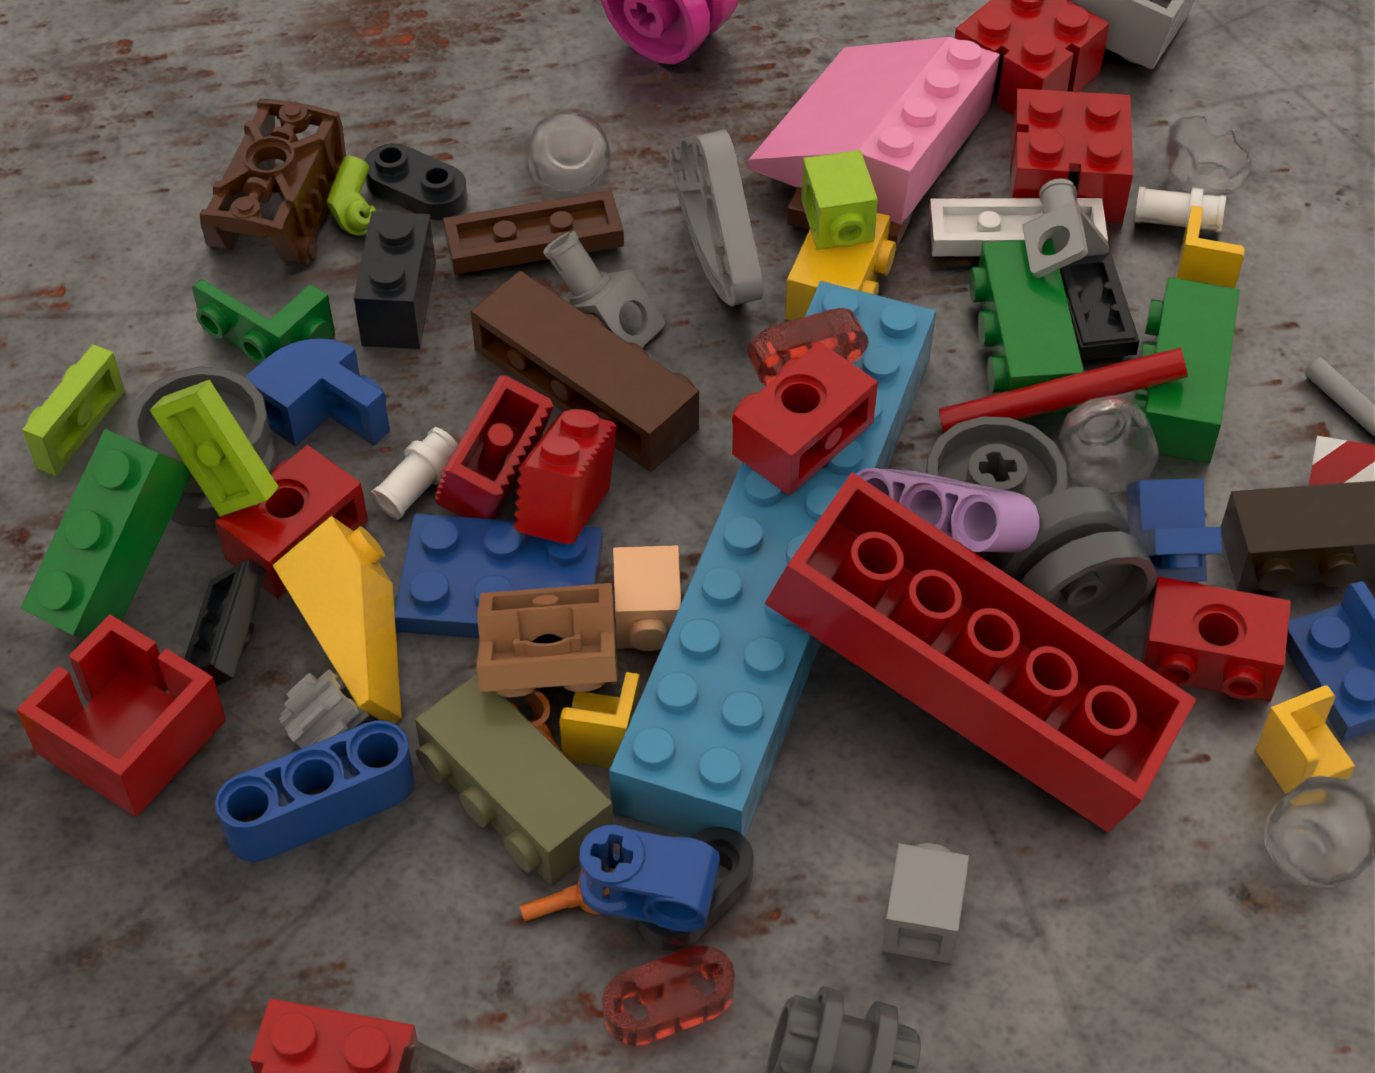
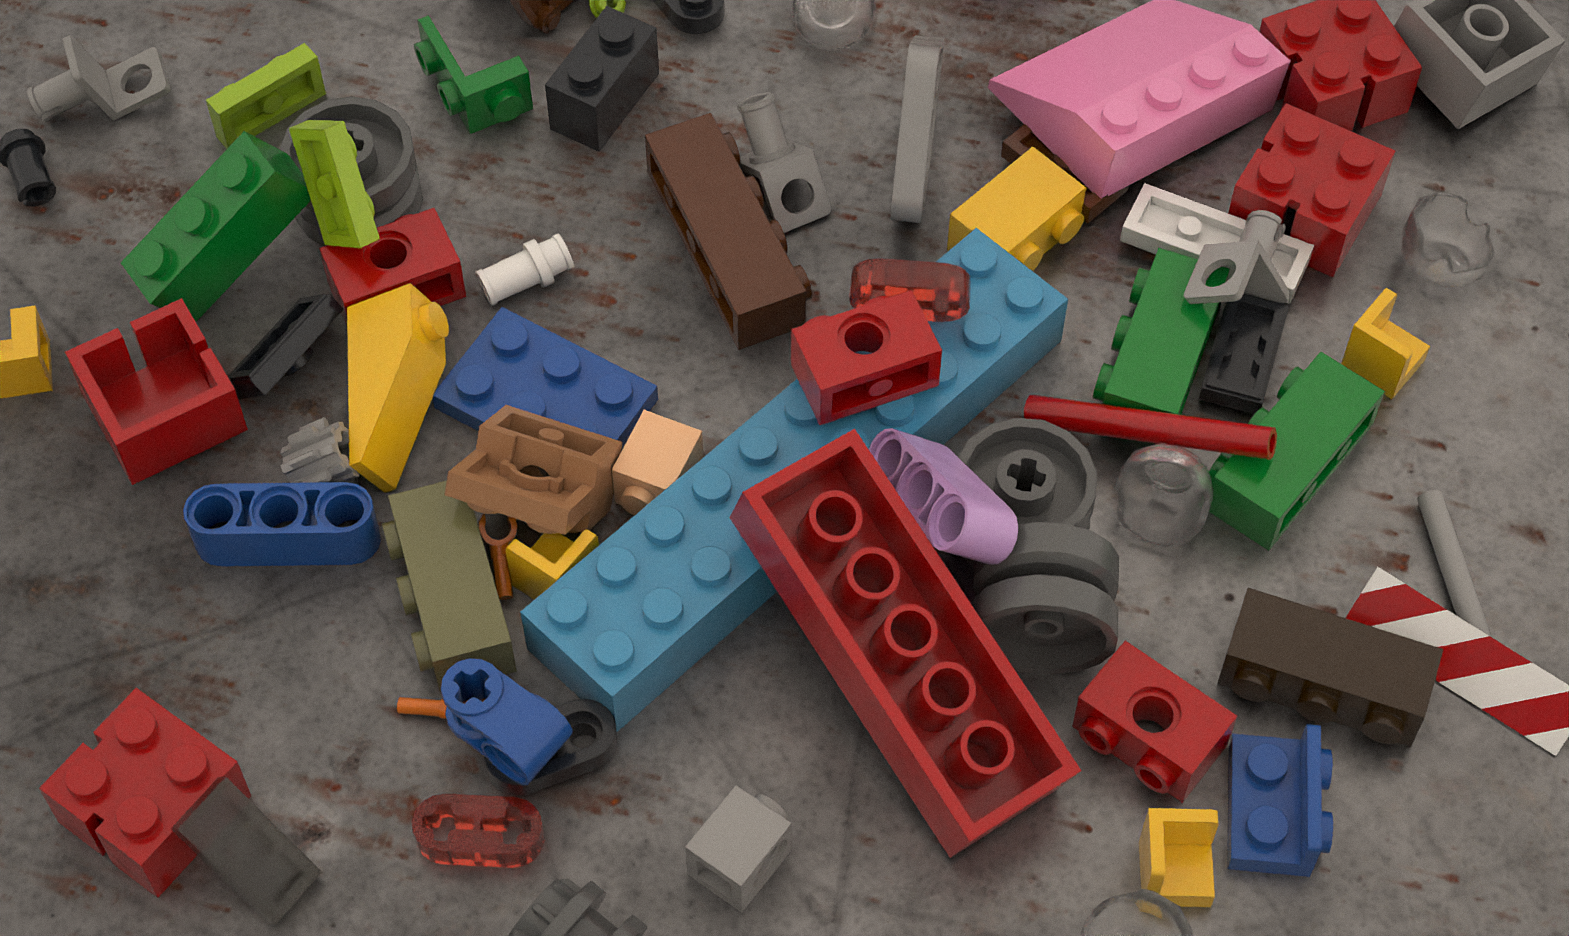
camera: 25 degrees right, 5 degrees up
(315, 382) = (476, 150): blue brick -> none
(493, 450) = (594, 276): red brick -> none
(524, 231) = (736, 71): reddish brown plate -> none
(565, 476) = (640, 326): red brick -> none
(839, 199) = (1034, 154): lime brick -> none
(1171, 526) = (1172, 601): blue brick -> none
(1174, 208) = (1374, 275): white pin -> none

